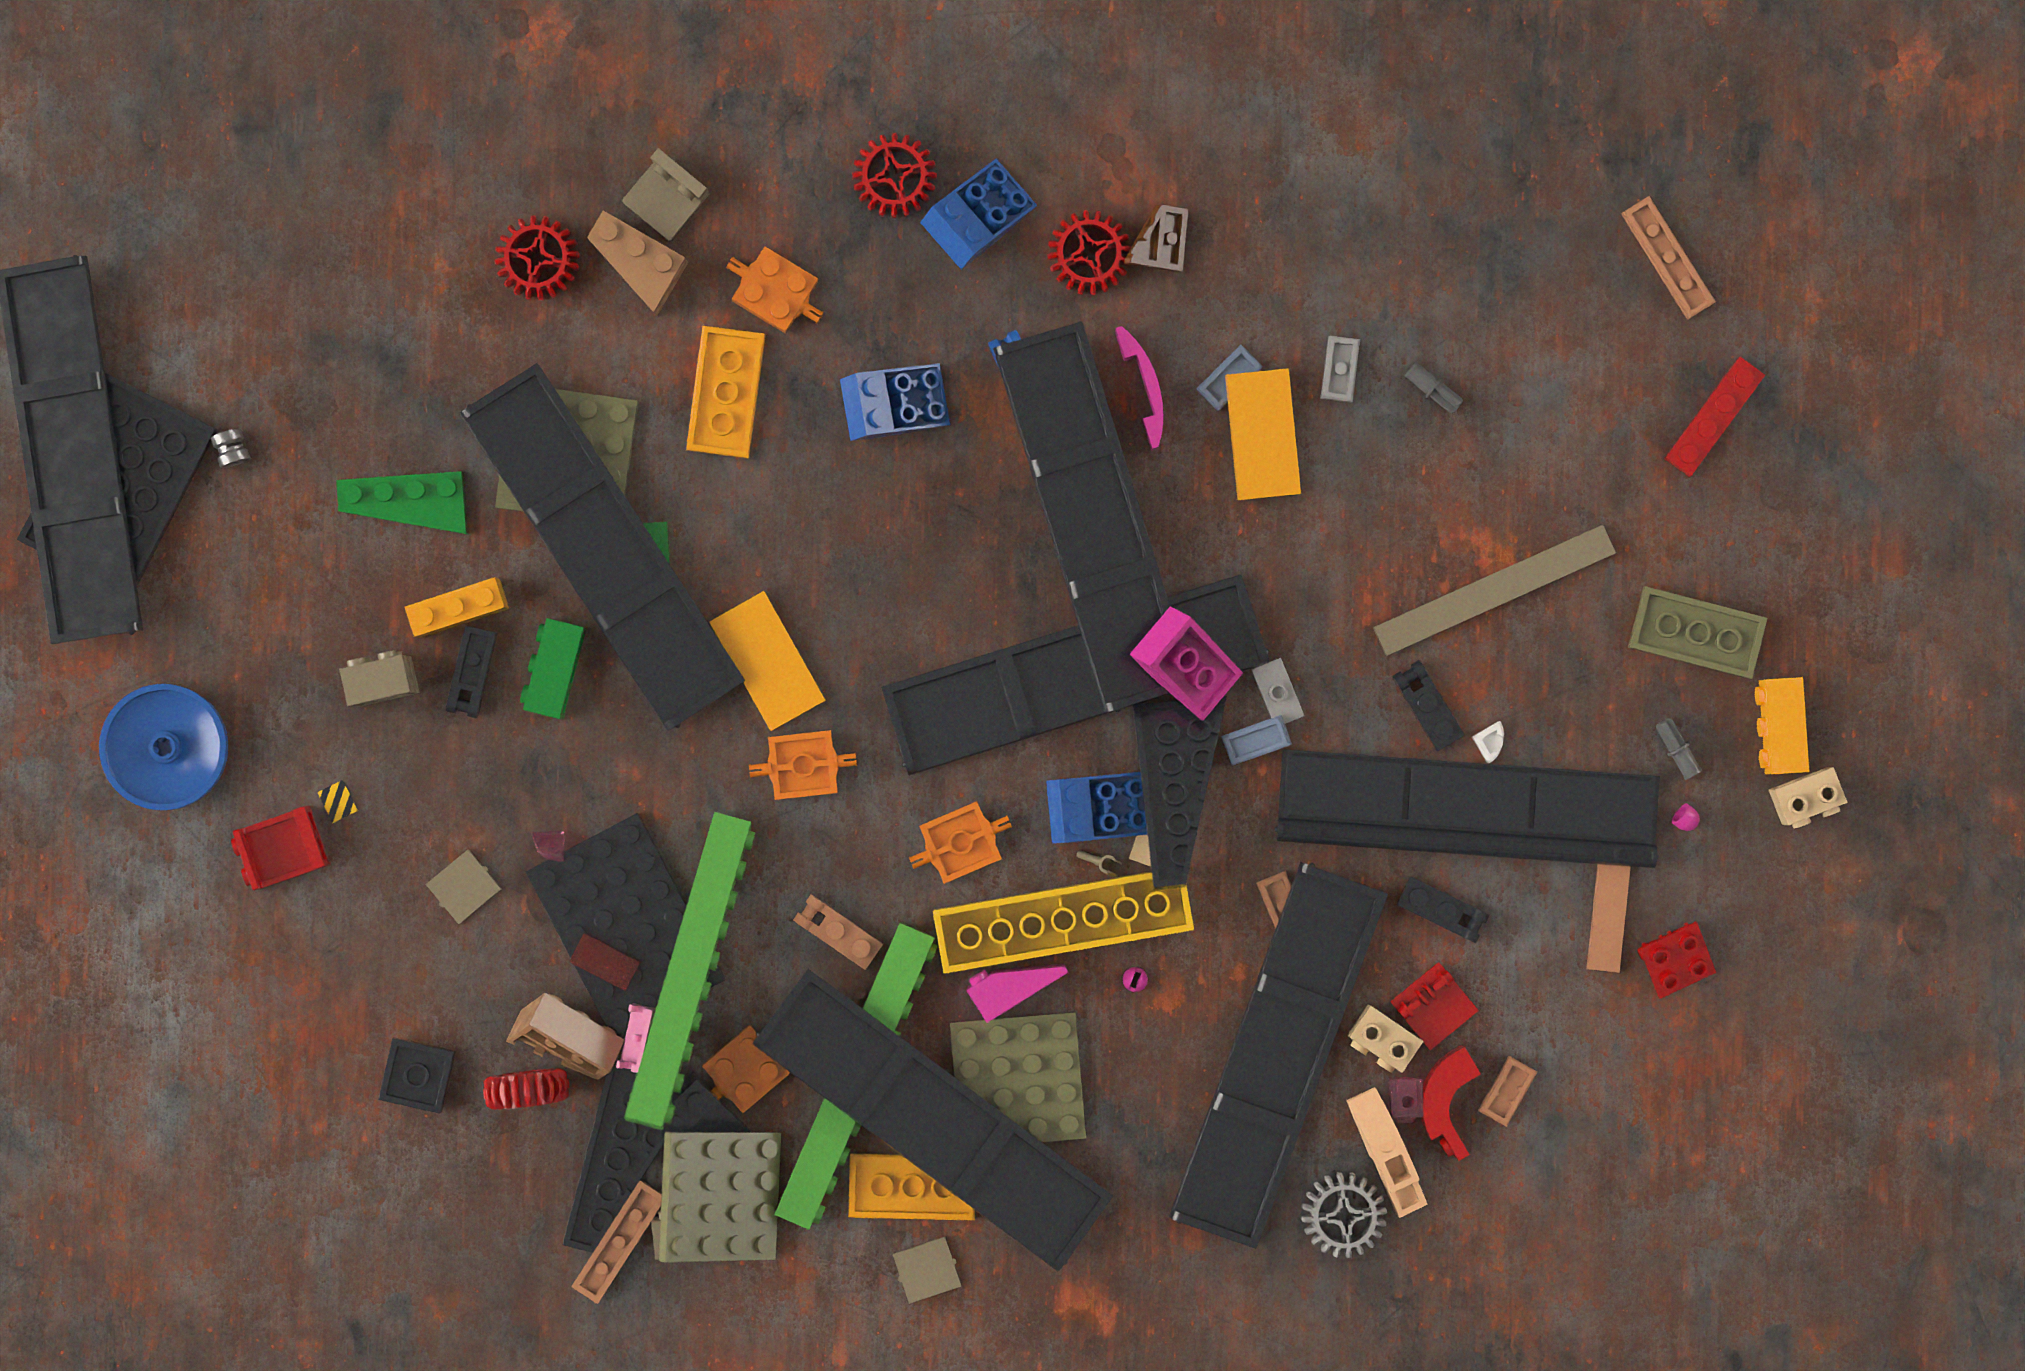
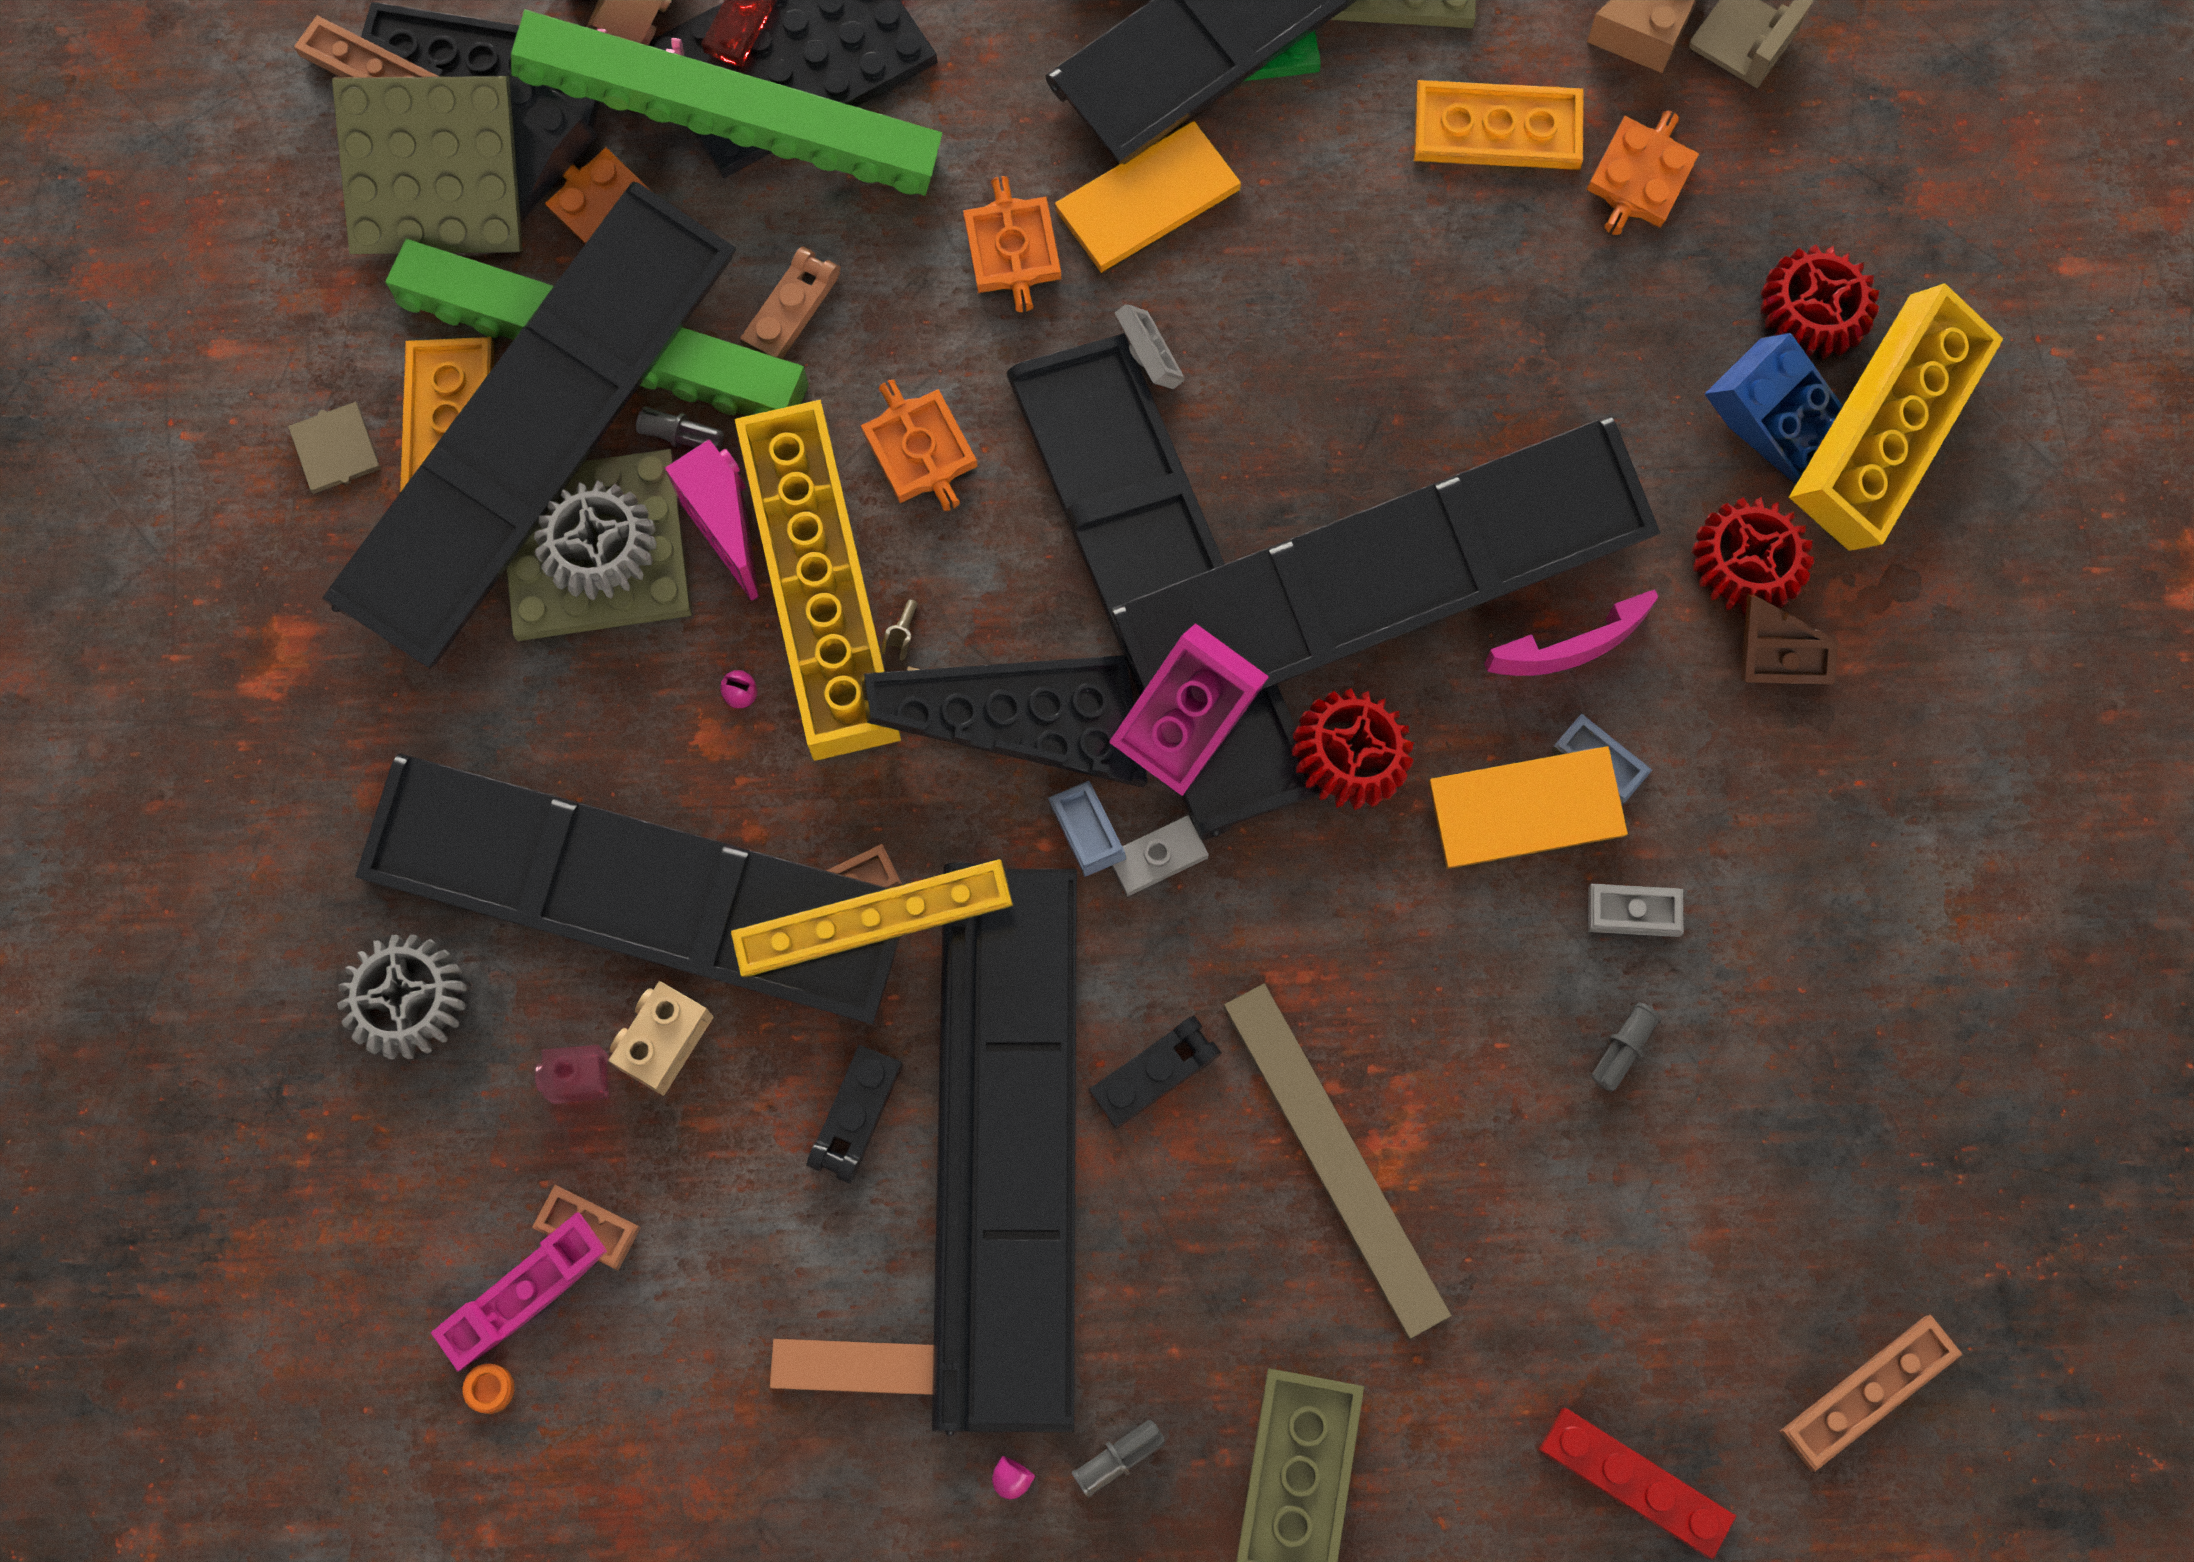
camera: 85 degrees right, 15 degrees down
(894, 401) = (1513, 324): blue slope -> none
(895, 669) = (1149, 347): none -> light grey plate
(935, 1015) = (676, 429): none -> dark grey axle
(997, 137) = (1896, 418): none -> yellow brick
(1053, 1070) = (560, 544): none -> light grey gear
(1096, 807) = (976, 610): blue slope -> none
(1227, 556) = (1375, 738): none -> red gear
(1319, 890) = (871, 918): none -> yellow tile
(1387, 1152) = (491, 1050): light nougat slope -> none
(1434, 1006) = (711, 1110): red hinge -> none
(1438, 1089) = (574, 1118): red arch -> none
(1490, 741) = (1109, 1168): white tile -> none
(1548, 1135) = (520, 1293): none -> dark pink slope
(1606, 1157) = (488, 1388): none -> orange tile
(1677, 959) = (792, 1478): red hinge -> none

